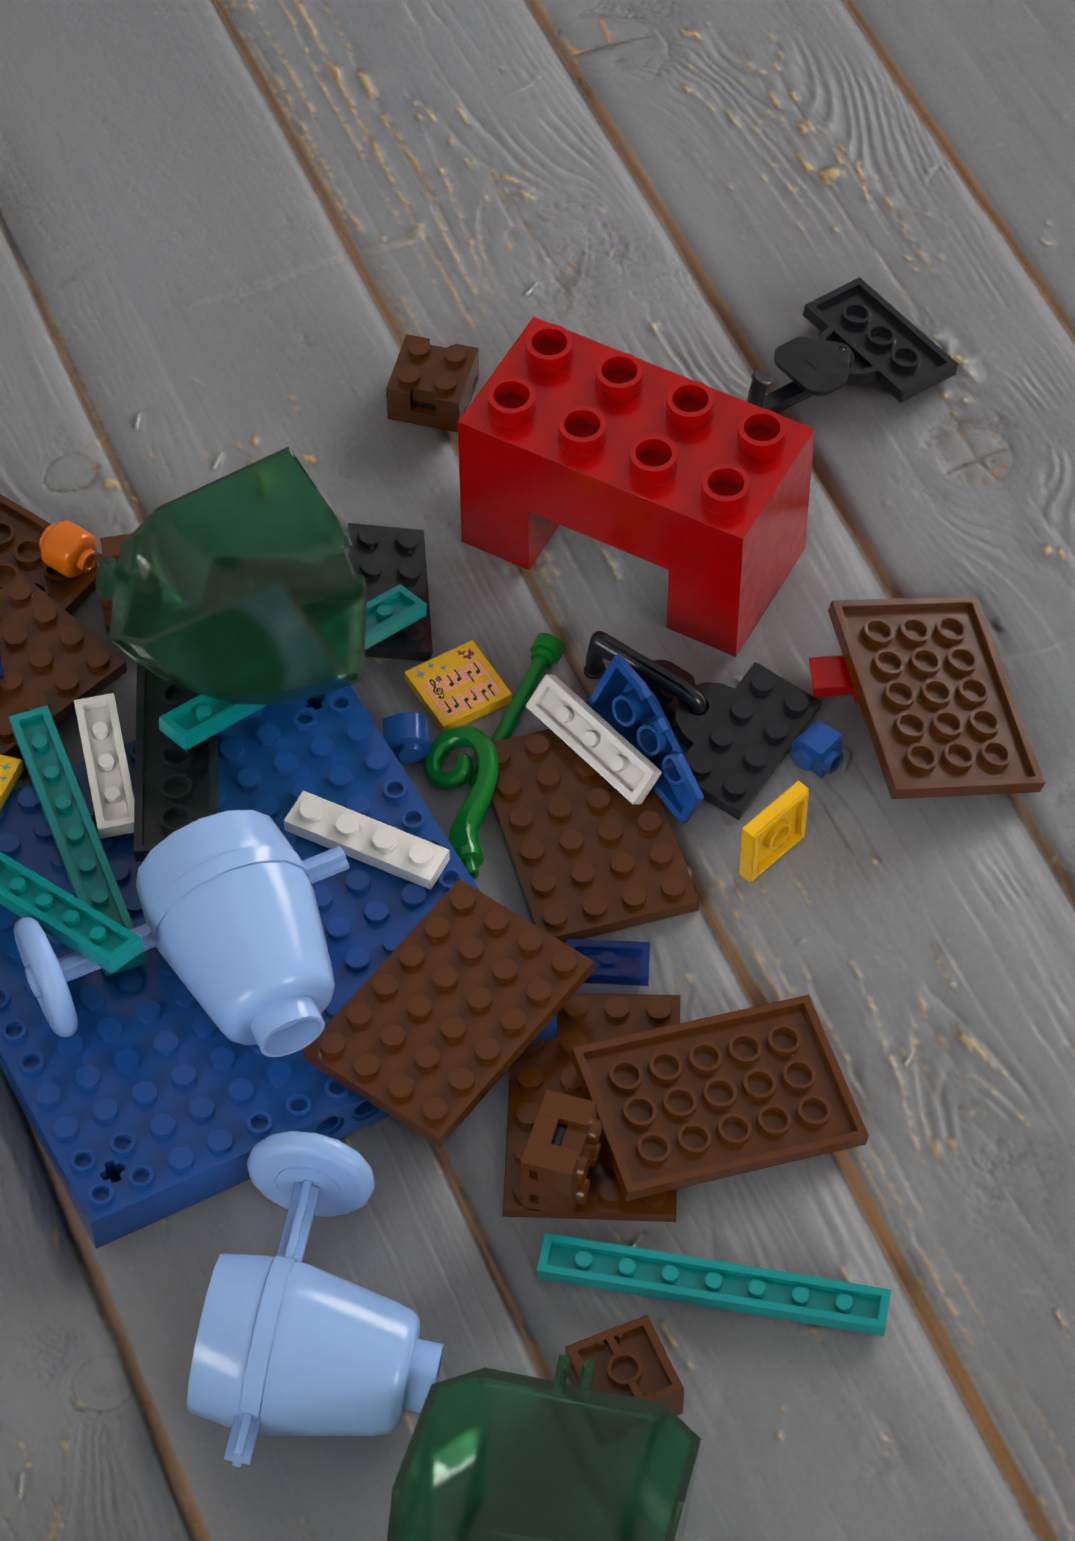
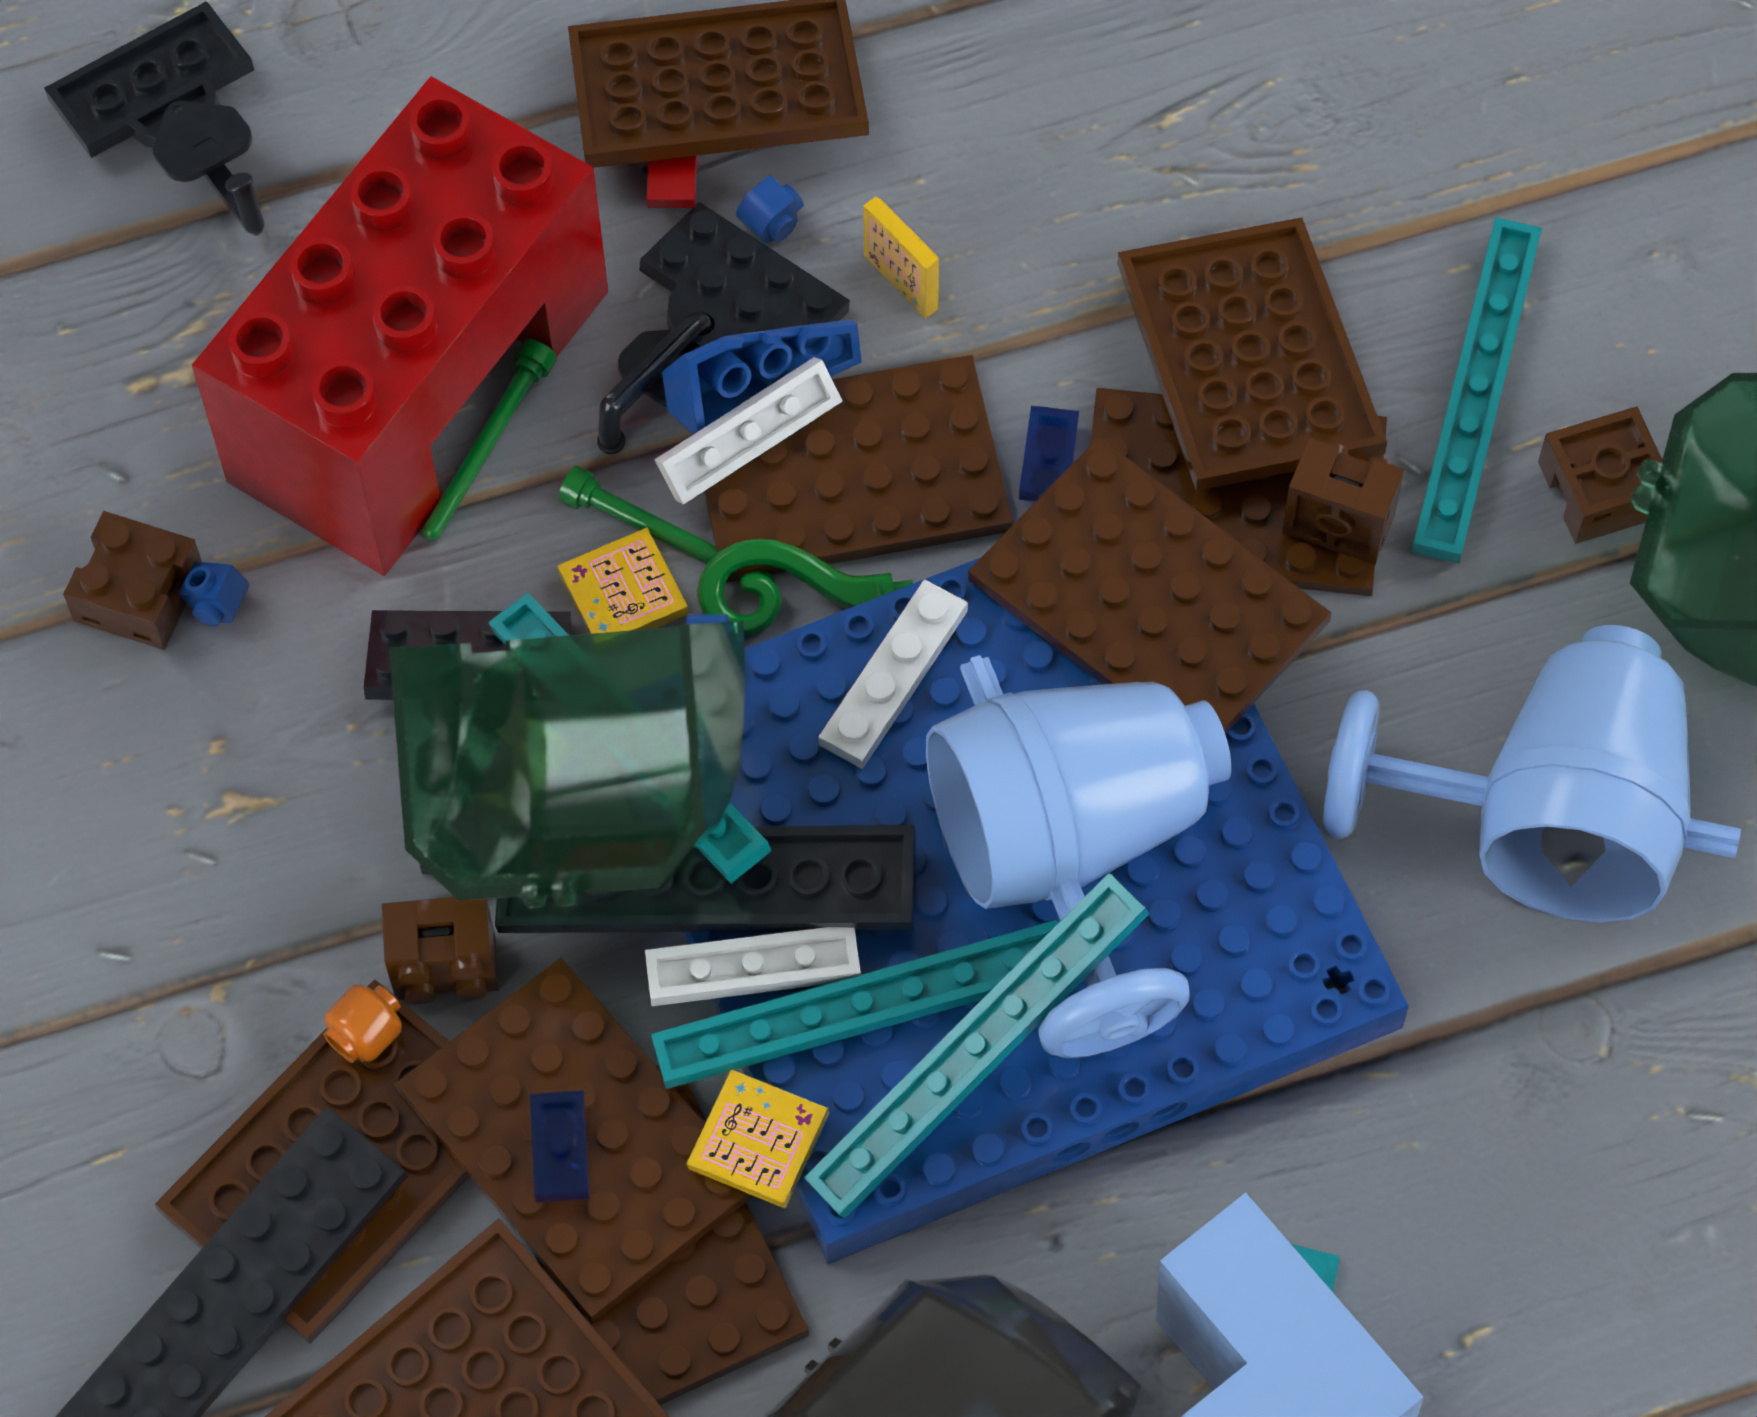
camera: 85 degrees left, 10 degrees up
(427, 431) = (214, 592): none -> blue plate
(651, 605) = (532, 363): none -> green piece

